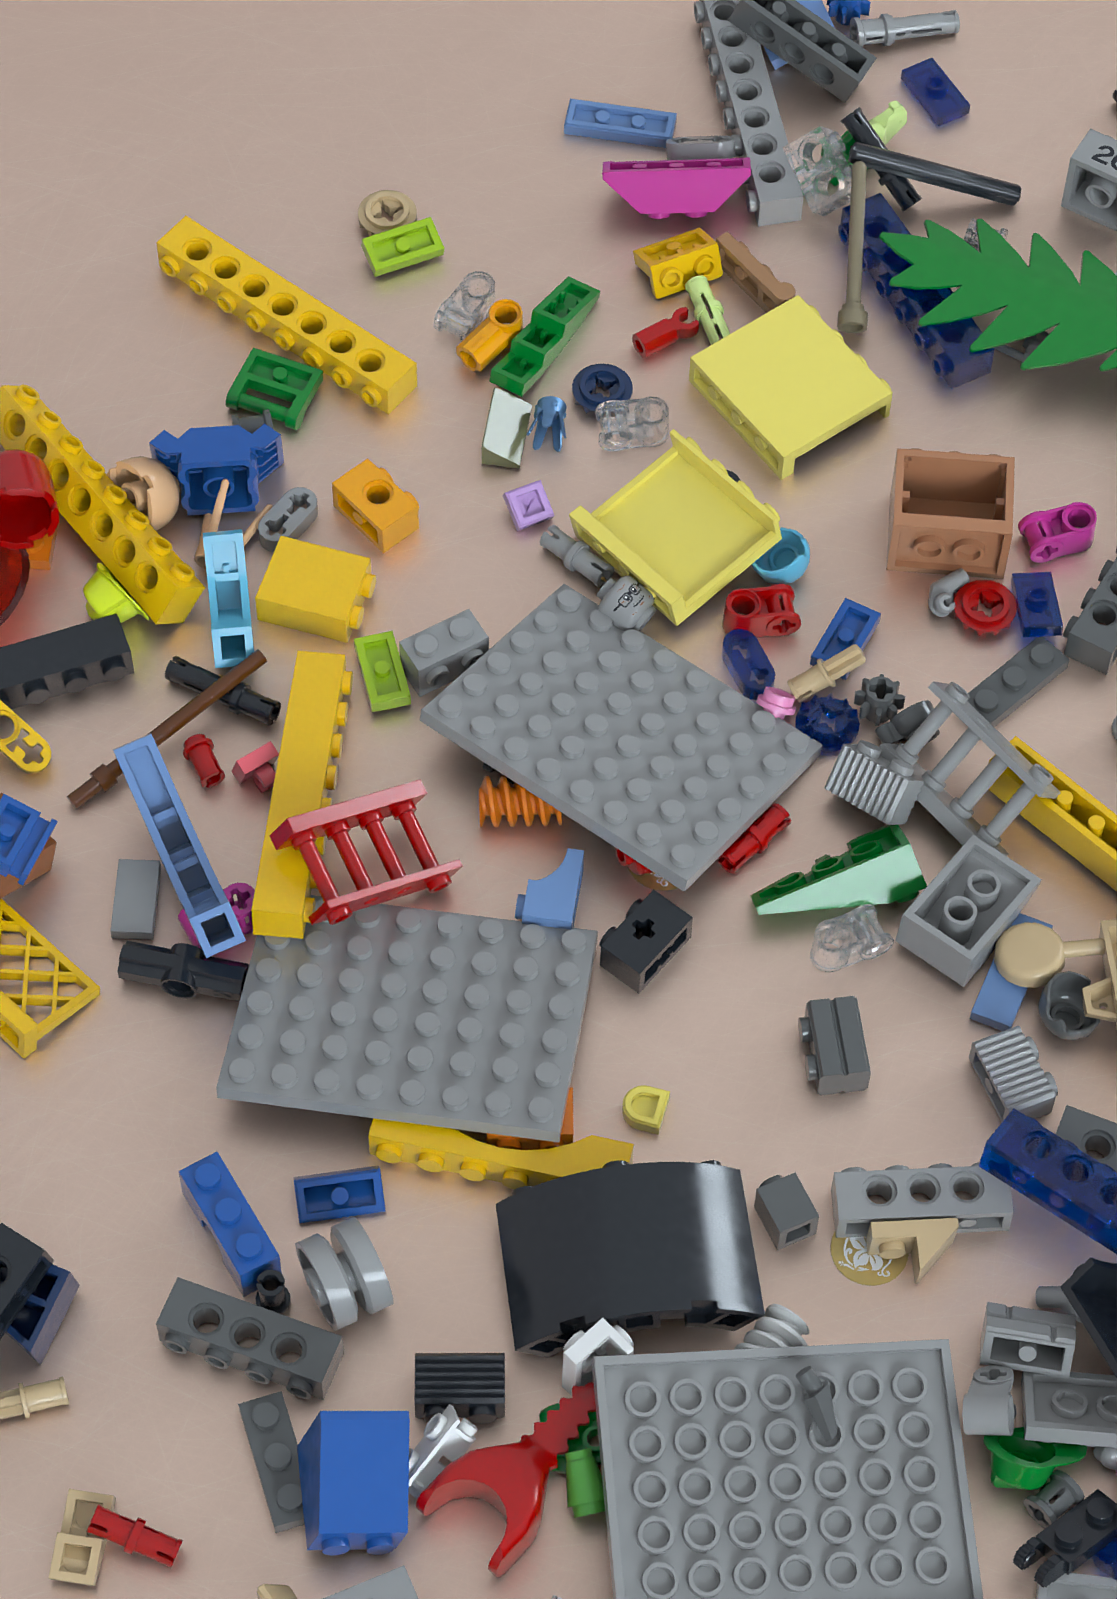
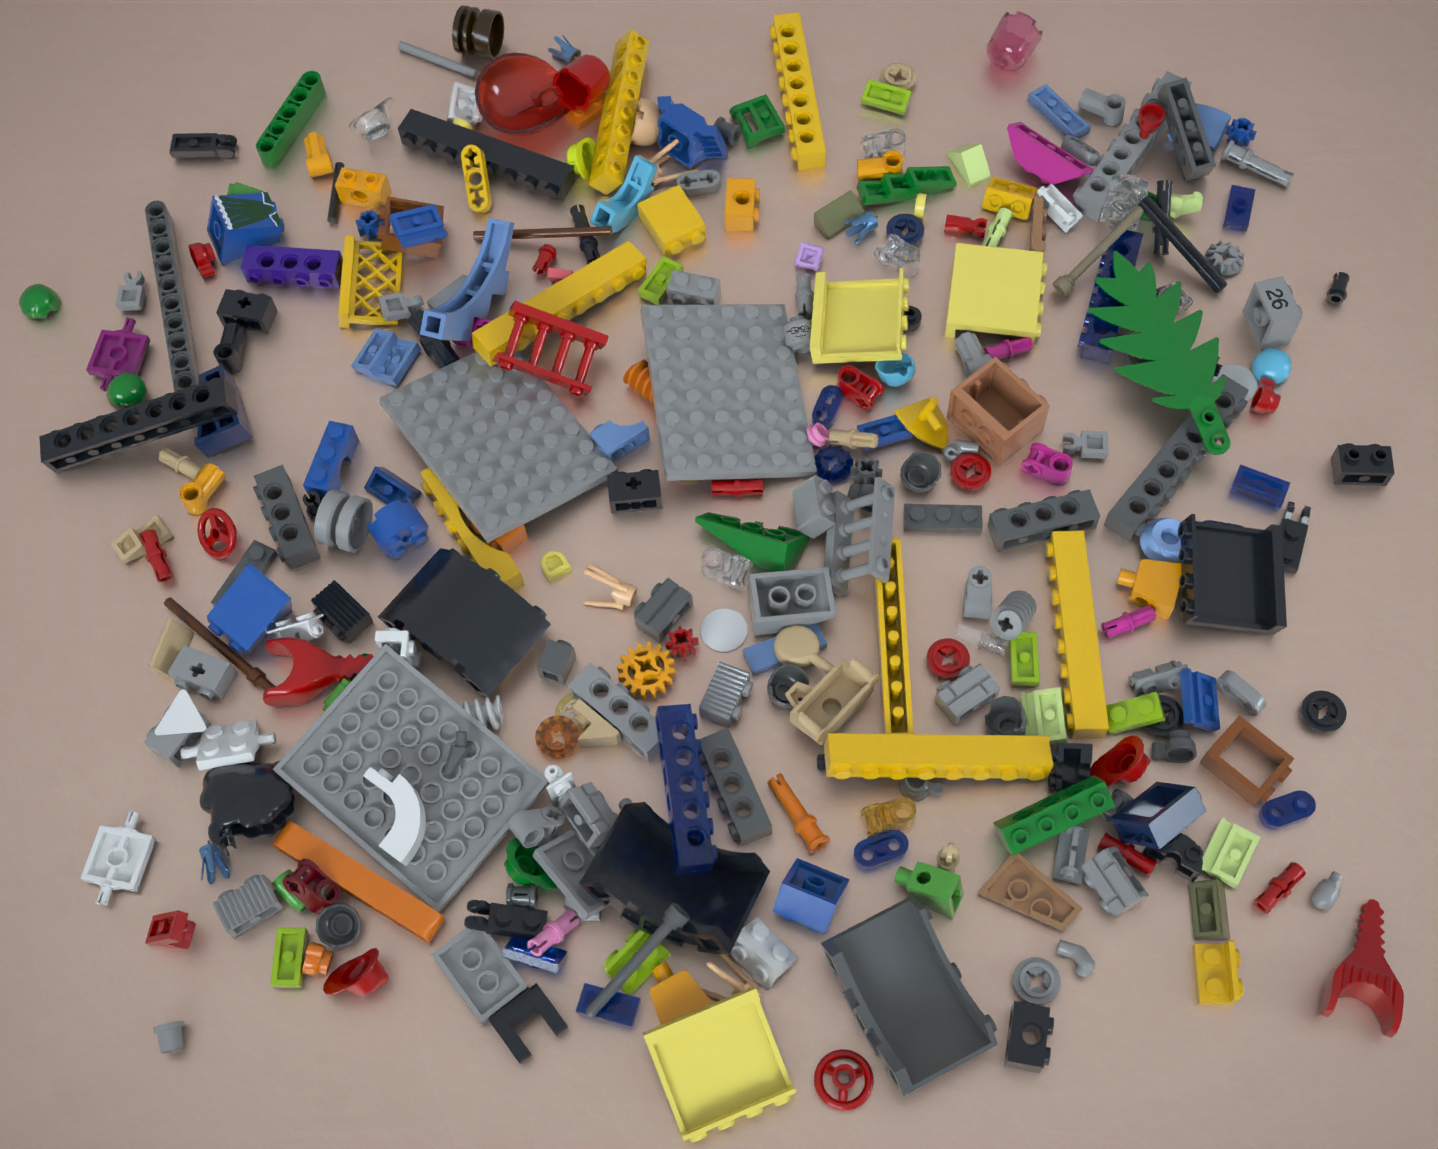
camera: 50 degrees right, 5 degrees up
(88, 966) = (397, 307): none -> light grey plate
(91, 1403) = (201, 489): none -> light orange piece
(136, 1043) = (386, 357): none -> medium blue slope
(190, 1418) = (219, 531): none -> red piece
(422, 1223) = (398, 528): none -> blue brick
(439, 1560) = (254, 675): none -> reddish brown bar
(486, 72) = (1013, 41): none -> clear pink cylinder
(586, 253) = (970, 163): none -> yellowish green slope
(591, 346) = (920, 206): none -> light yellow tile
(676, 77) = (1109, 107): none -> light grey piece
(752, 54) = (1150, 119): none -> red piece
(759, 234) = (1059, 207): none -> white hinge
(765, 1068) = (622, 592): none -> light nougat plant
(846, 1520) = (410, 817): none -> white arch
(857, 481) = (971, 353): none -> light grey piece
(871, 439) = (1009, 348): none -> dark pink axle
(878, 591) = (925, 422): none -> yellow shield
(894, 1132) = (642, 660): none -> light orange gear
(895, 1281) = (556, 725): none -> clear orange gear
(903, 1073) = (683, 650): none -> red gear
(920, 1012) = (724, 630): none -> white sticker
(940, 649) = (920, 472): none -> dark grey hair
(964, 1333) = (558, 783): none -> white hinge
(999, 158) = (1231, 265): none -> light grey gear
(1037, 604) = (996, 489): clear blue plate -> none
(1074, 474) = (1090, 443): none -> light grey plate

